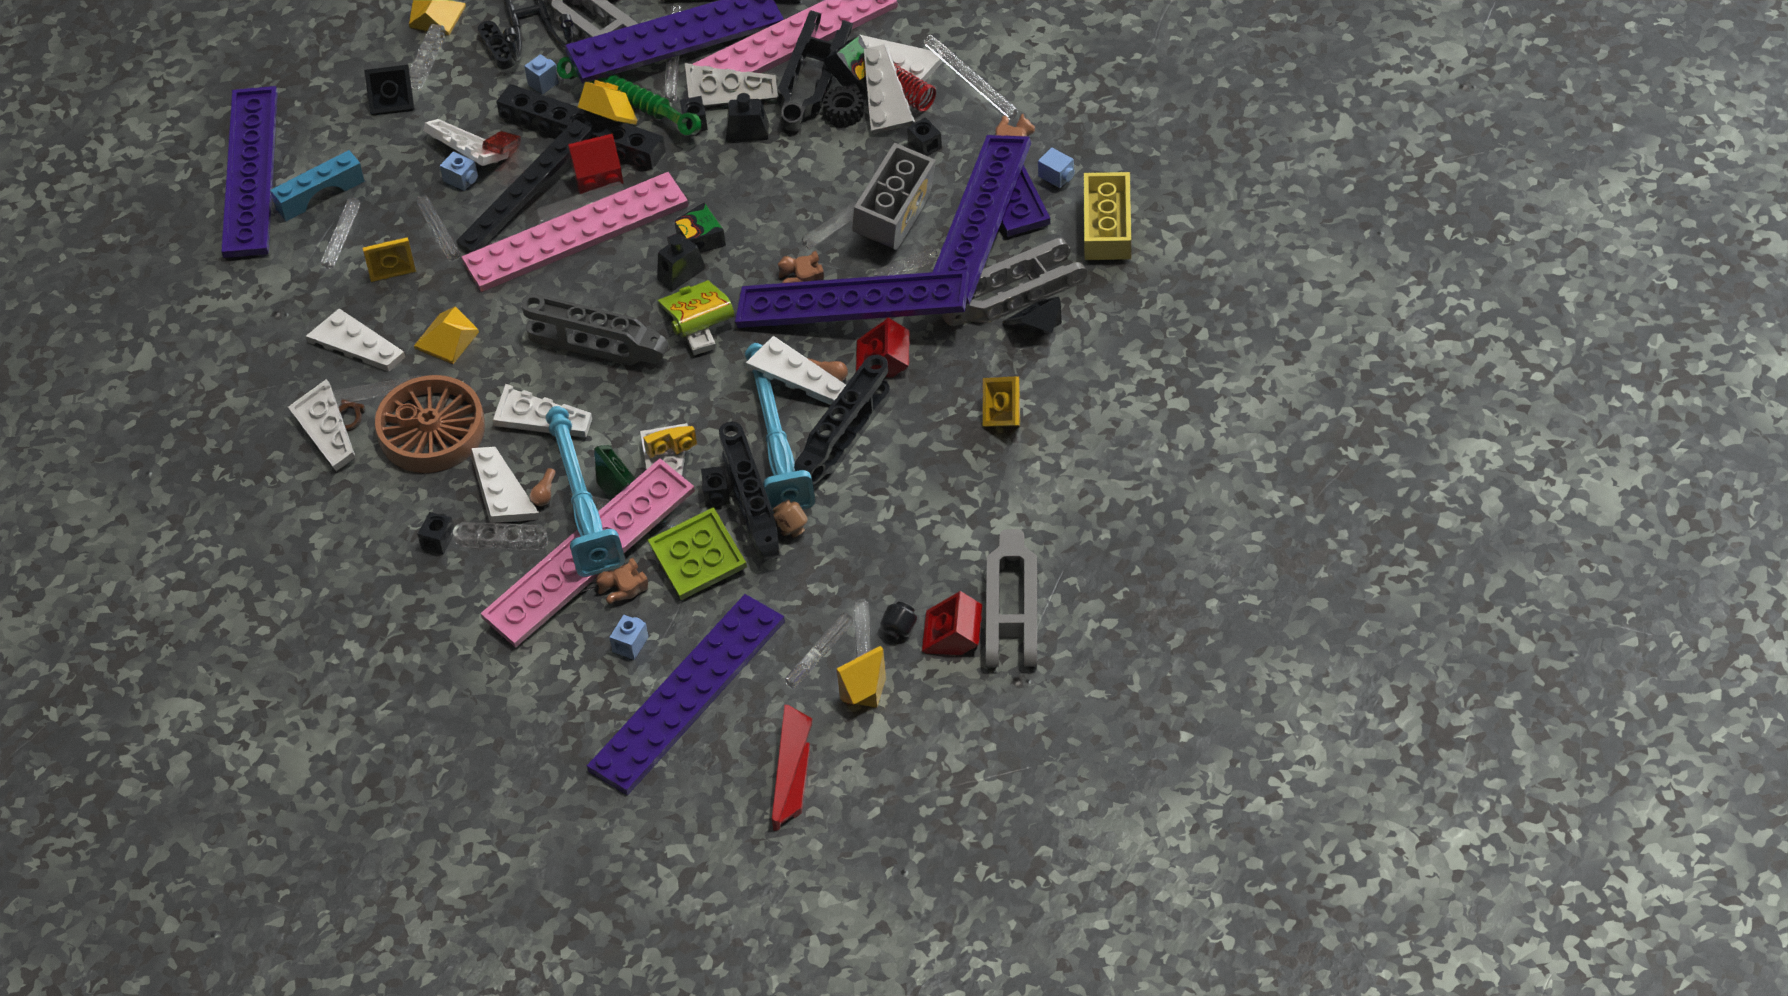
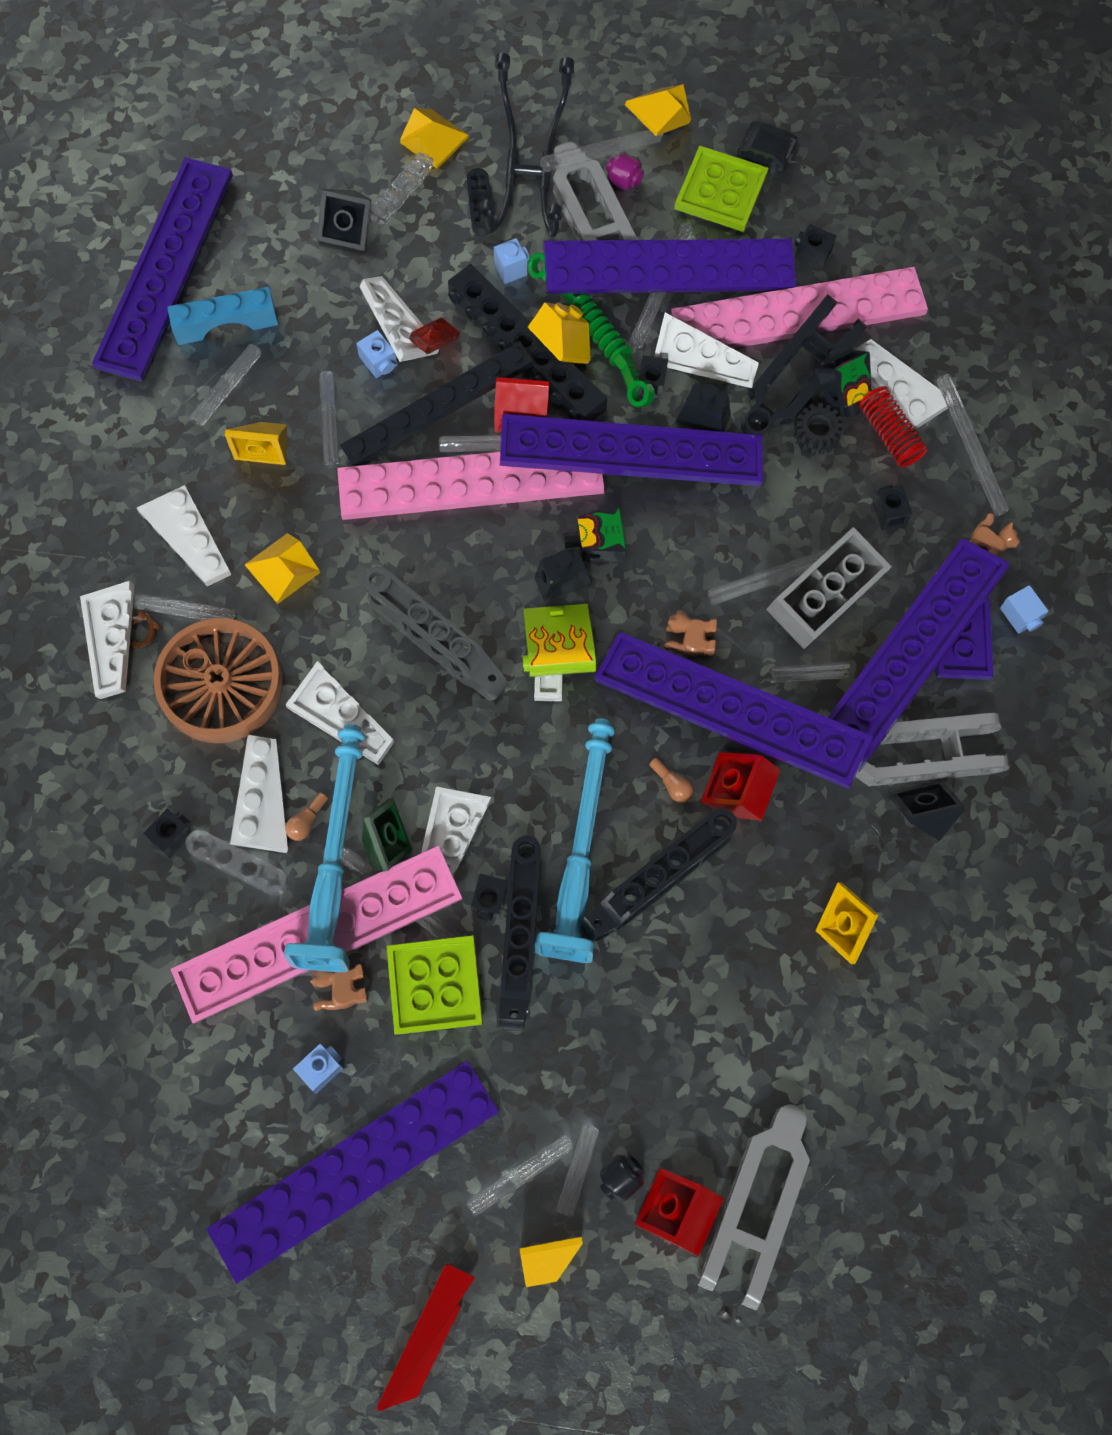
camera: 15 degrees right, 20 degrees up
(676, 438) = (471, 824): yellow slope -> none
(697, 165) = (631, 450): none -> dark purple plate
(787, 365) = (629, 770): white wing -> none
(789, 518) = (552, 980): medium nougat head -> none
(885, 95) = (868, 440): white wing -> none
(1107, 216) = (1059, 702): light yellow brick -> none

